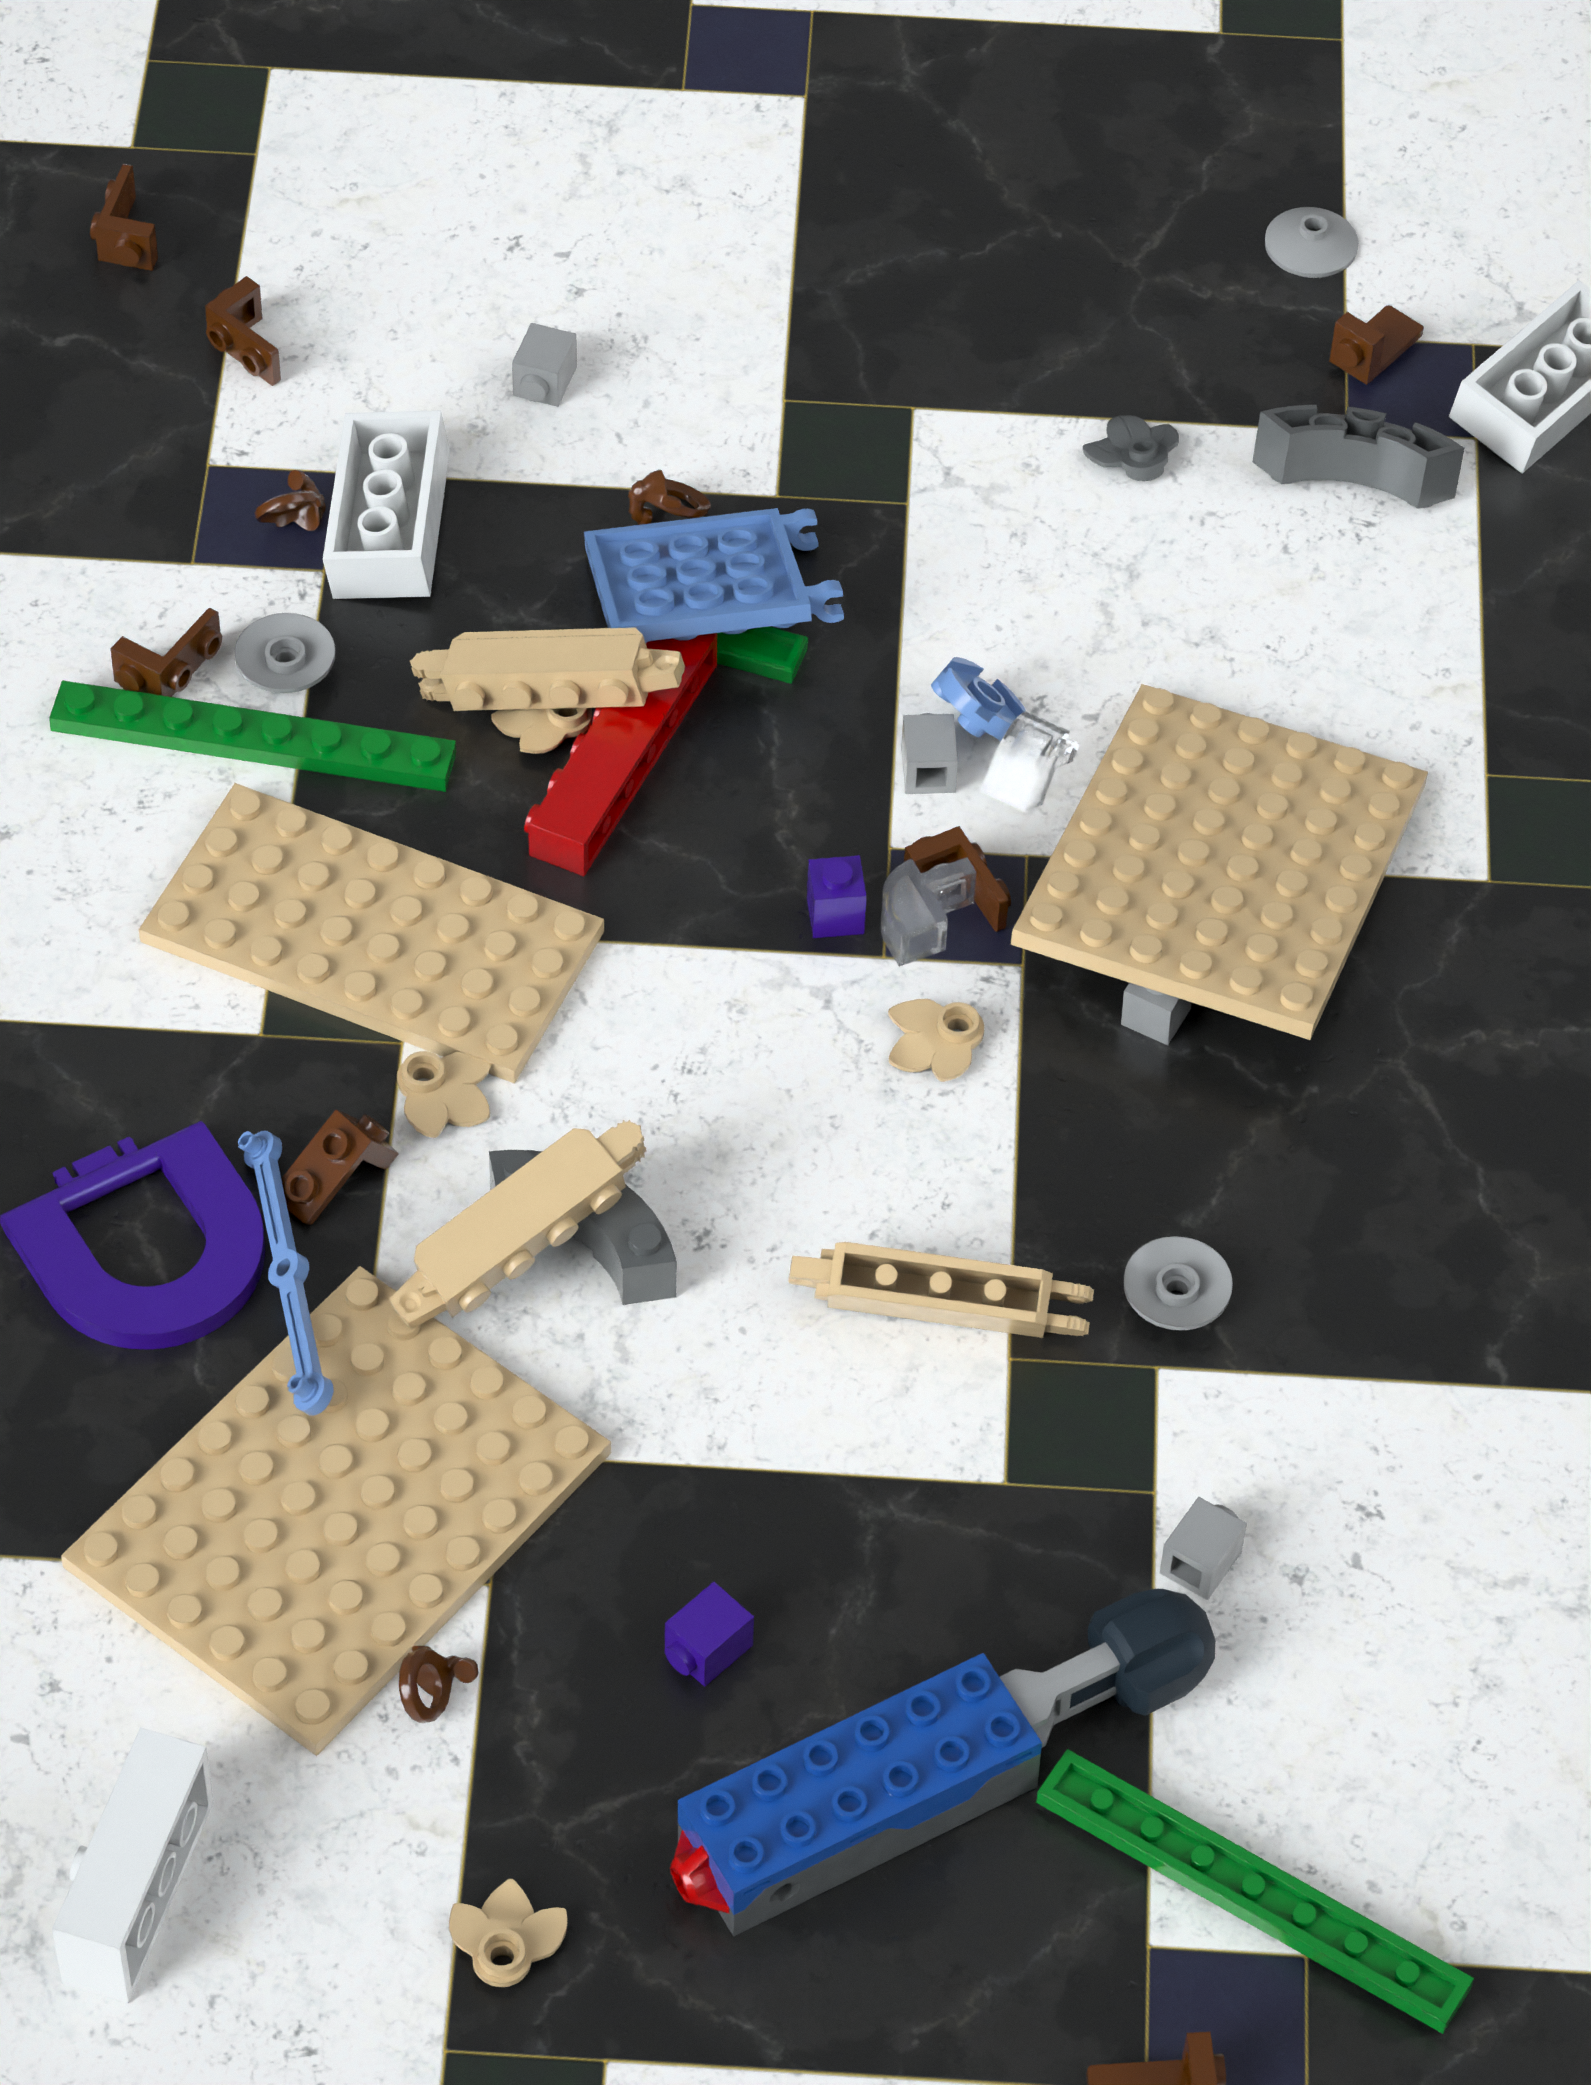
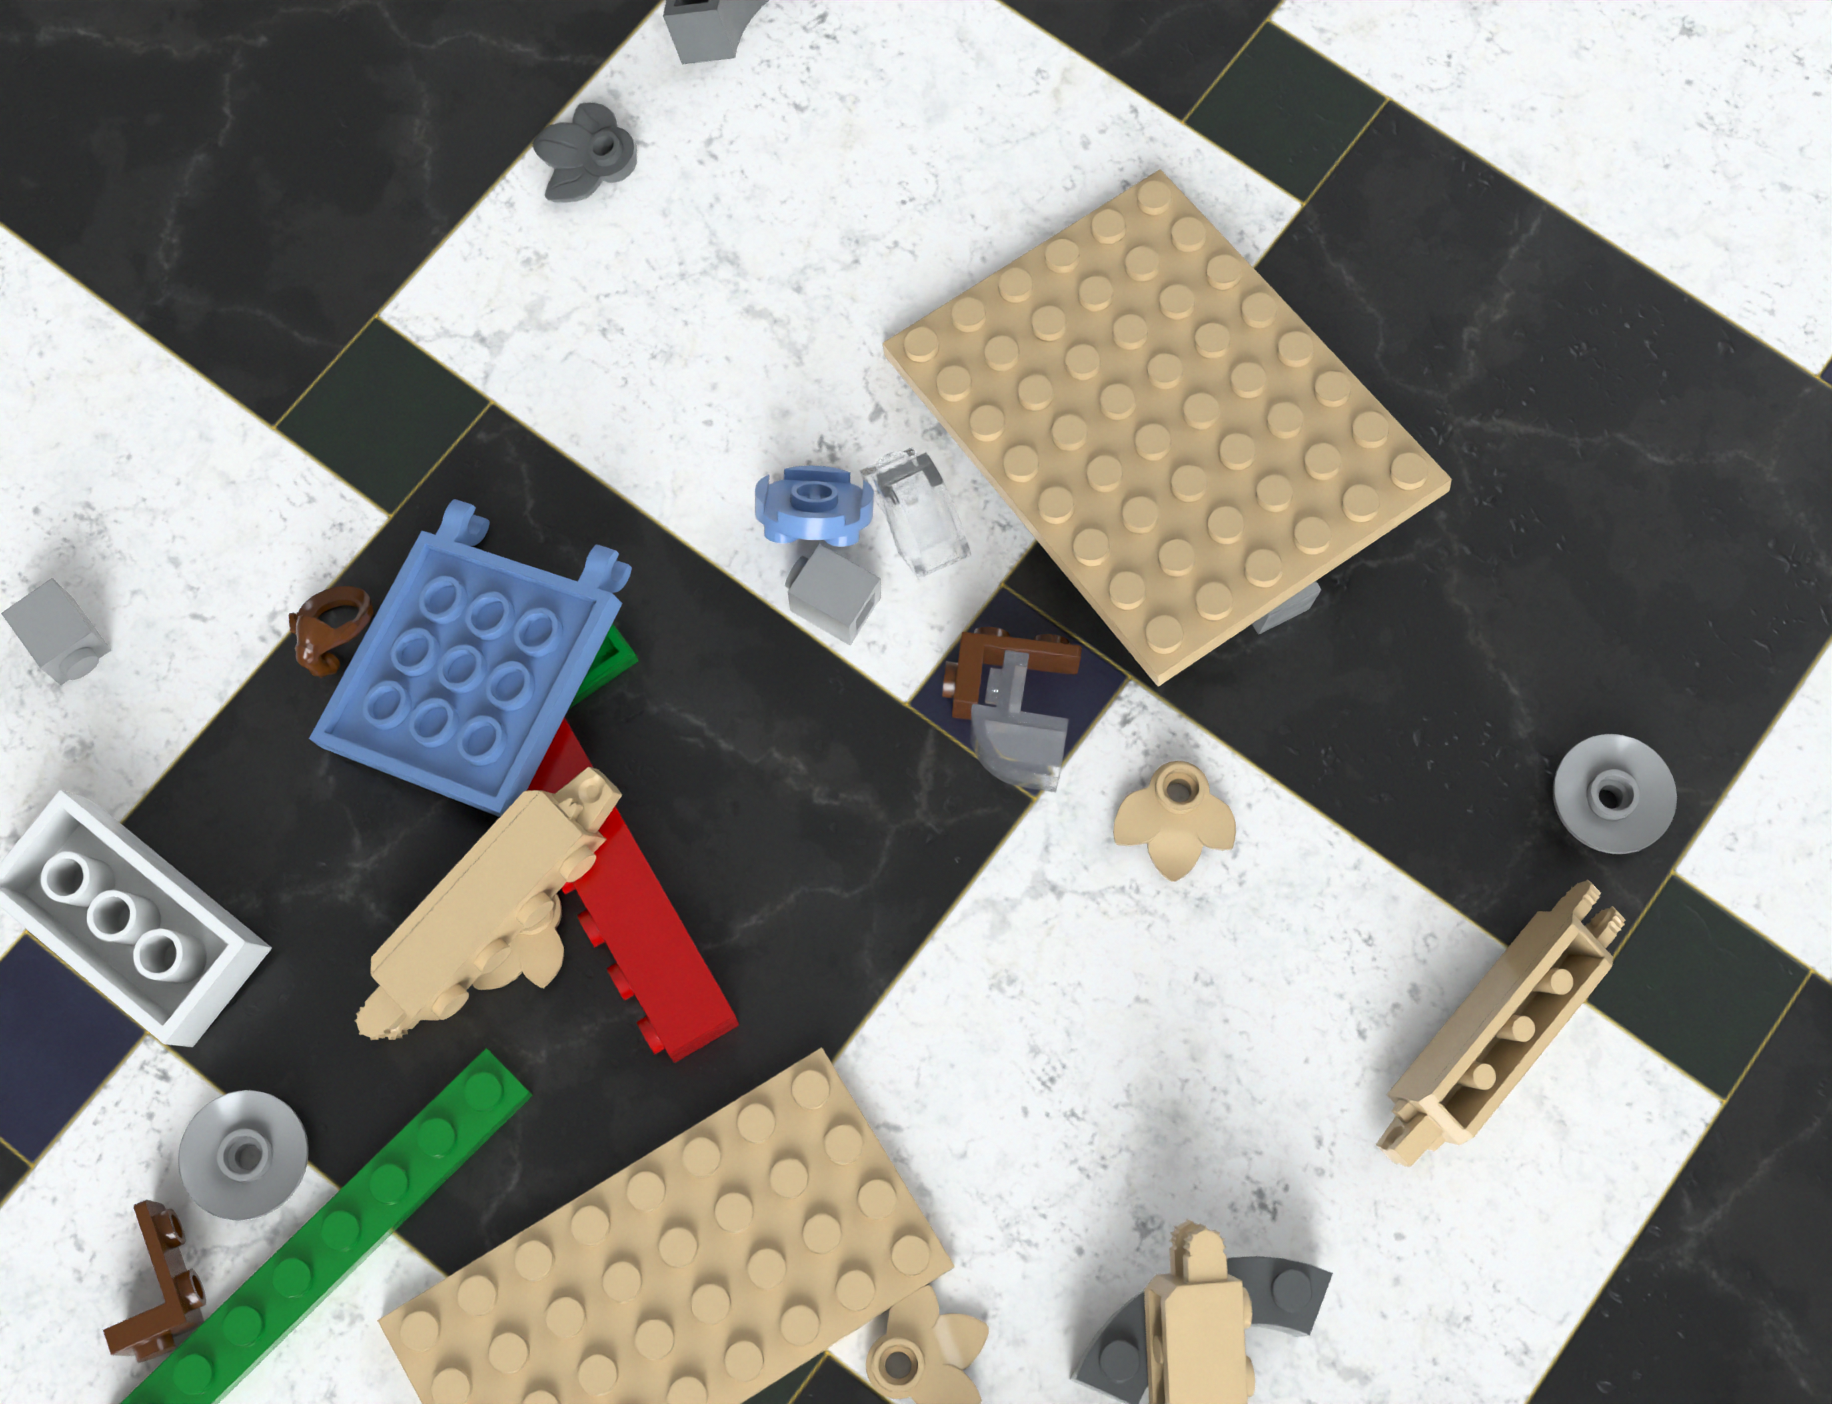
camera: 55 degrees left, 20 degrees up
(301, 507) = (60, 1004): reddish brown piece -> none
(836, 896) = (954, 802): dark purple brick -> none

